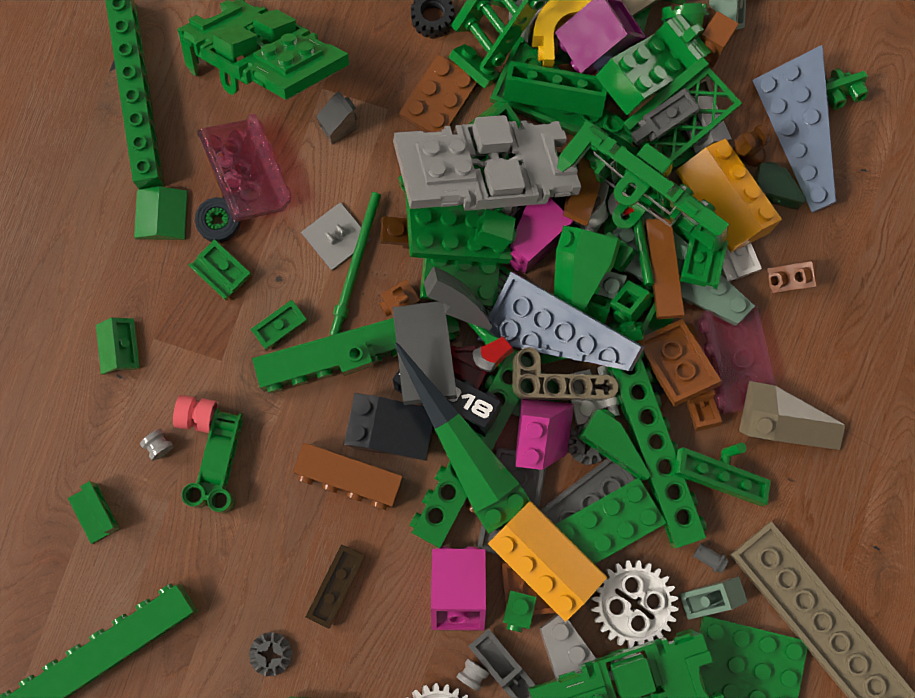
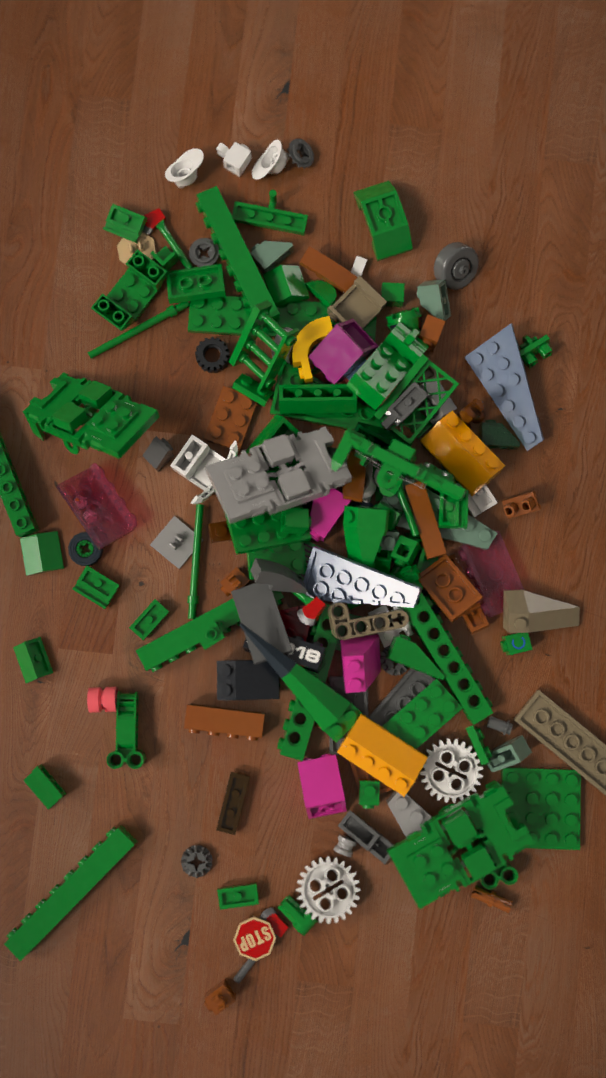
camera: 10 degrees left, 5 degrees up
(156, 444) = (79, 728): light grey wheel -> none
(375, 143) = (192, 464): none -> white piece
(682, 588) = (477, 736): none -> green plate
(722, 475) = (496, 664): green plate -> none
(757, 455) = (515, 643): none -> green brick

